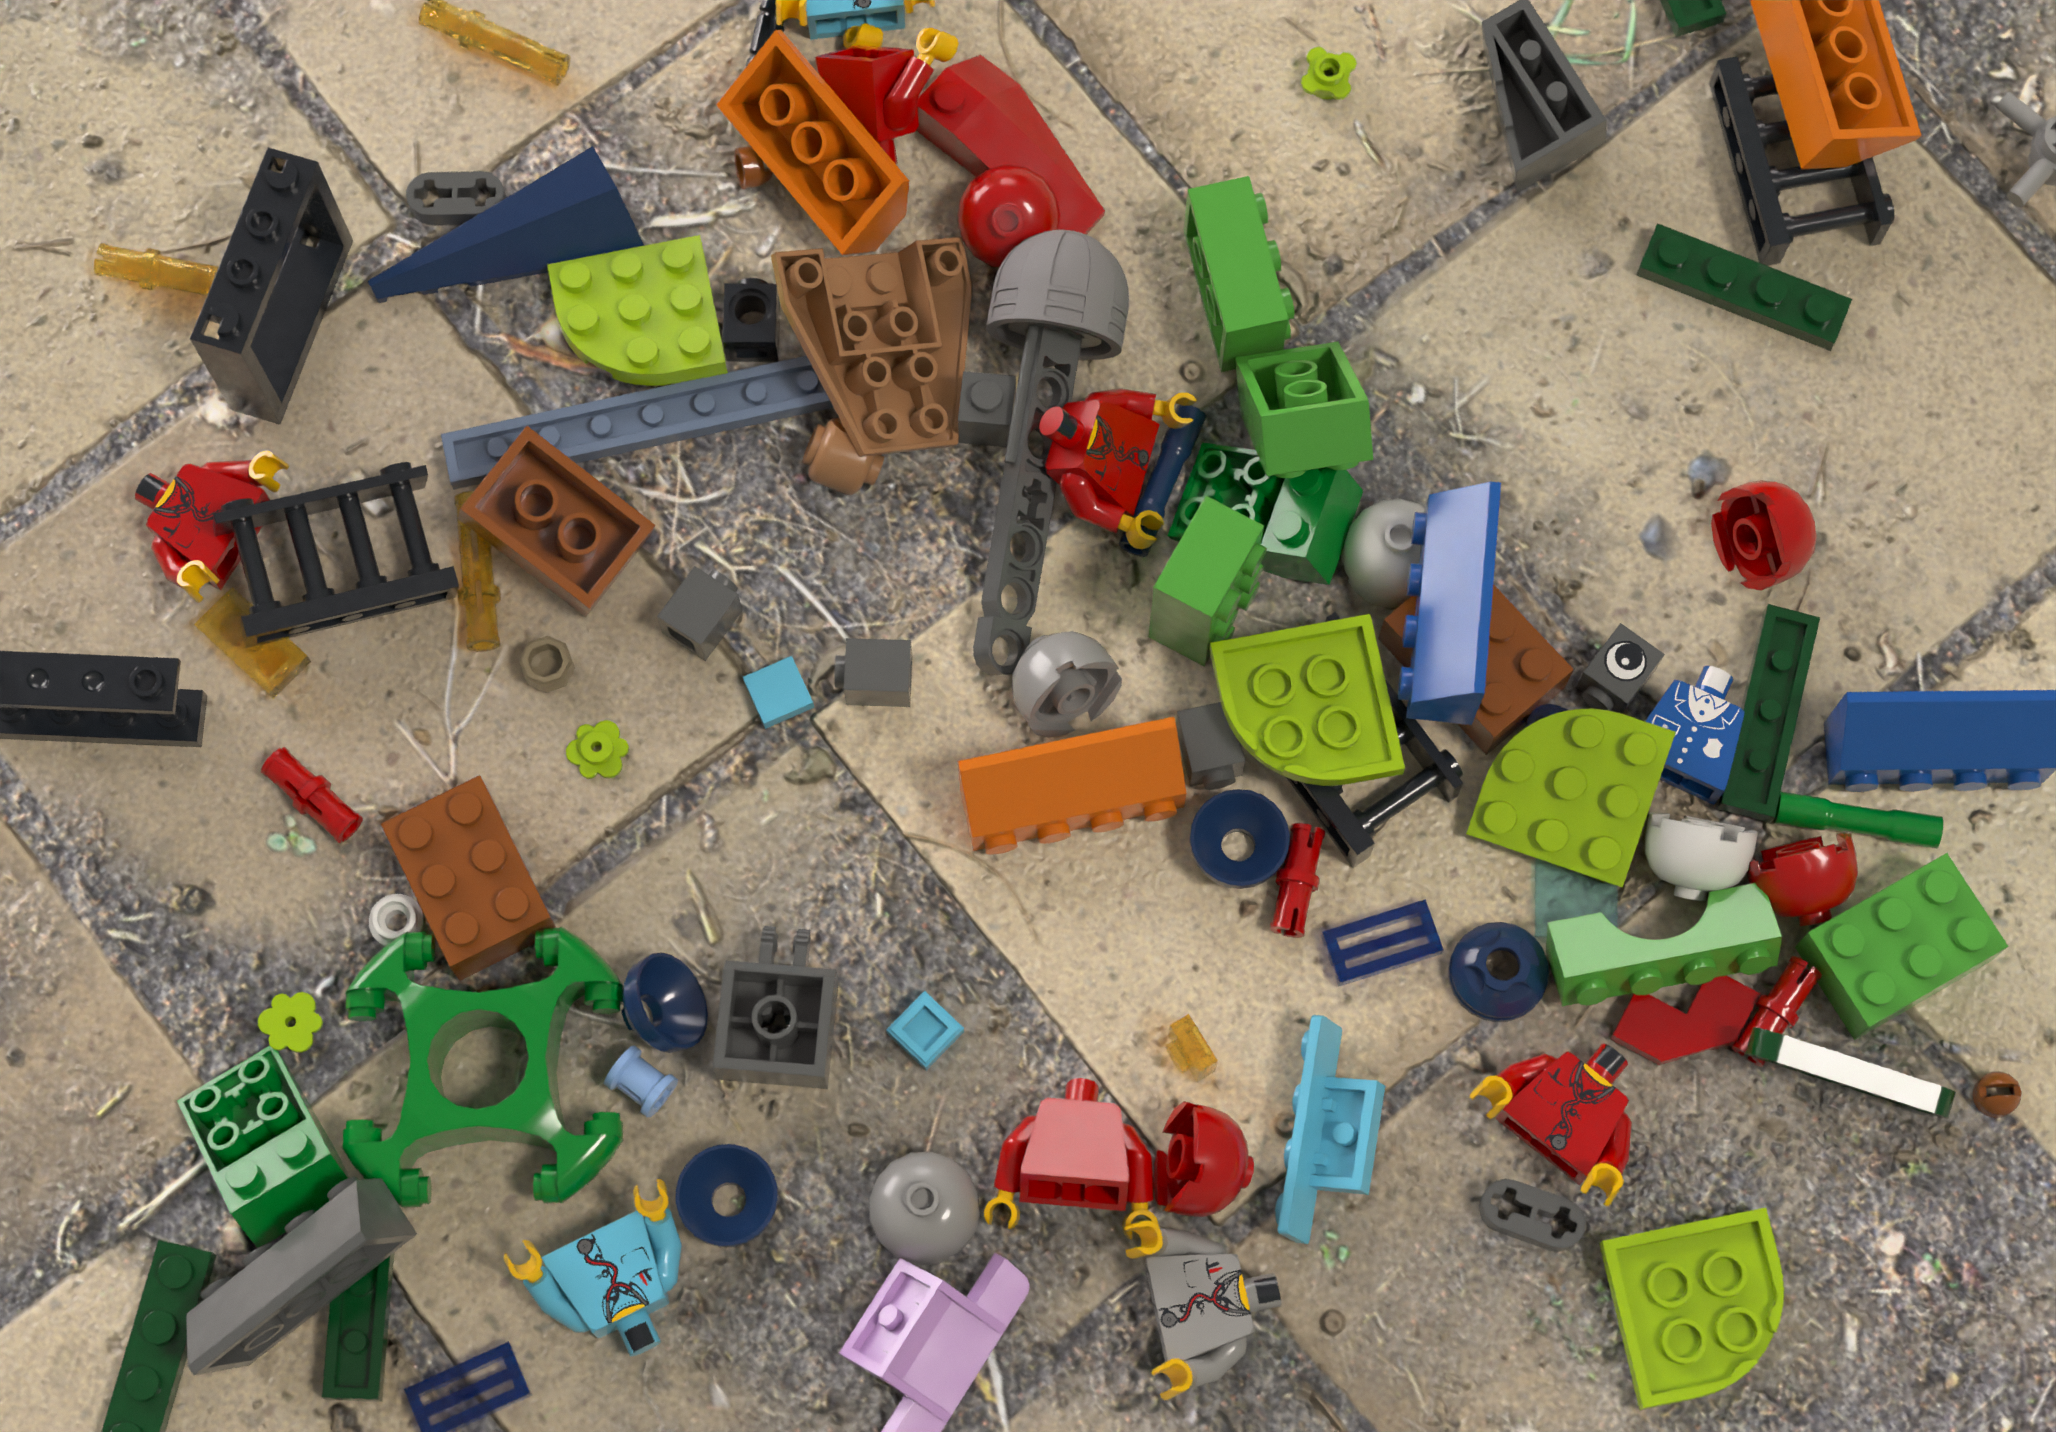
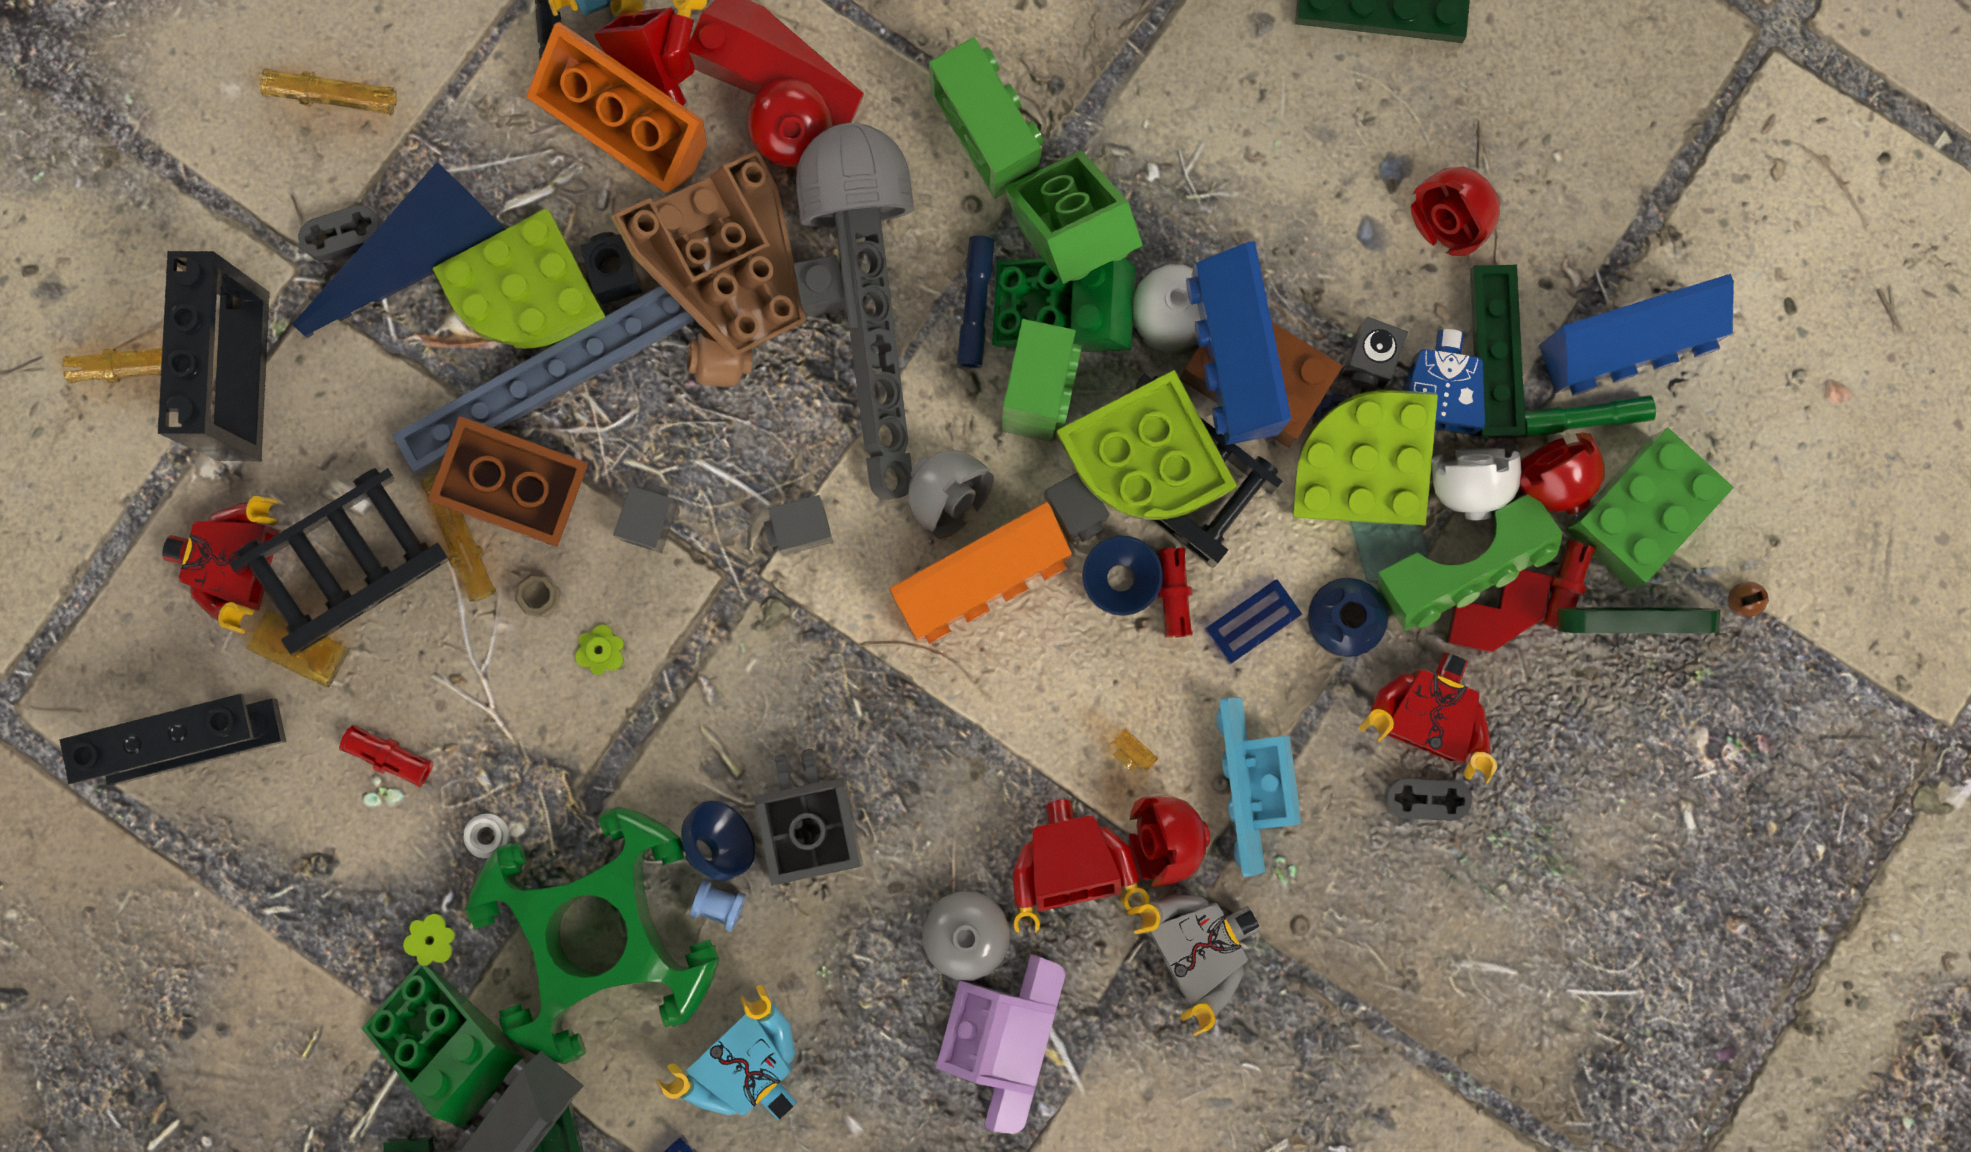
camera: 20 degrees left, 10 degrees up
(468, 877) = (531, 786): dark orange brick -> none
(721, 1167) = (795, 993): dark blue piece -> none
(750, 168) = (570, 140): dark orange hinge -> none
(778, 692) = (727, 562): medium azure tile -> none
(925, 1030) = (924, 796): medium azure tile -> none
(1104, 453) = (925, 298): red torso -> none
(1695, 1303) = (1569, 831): lime plate -> none

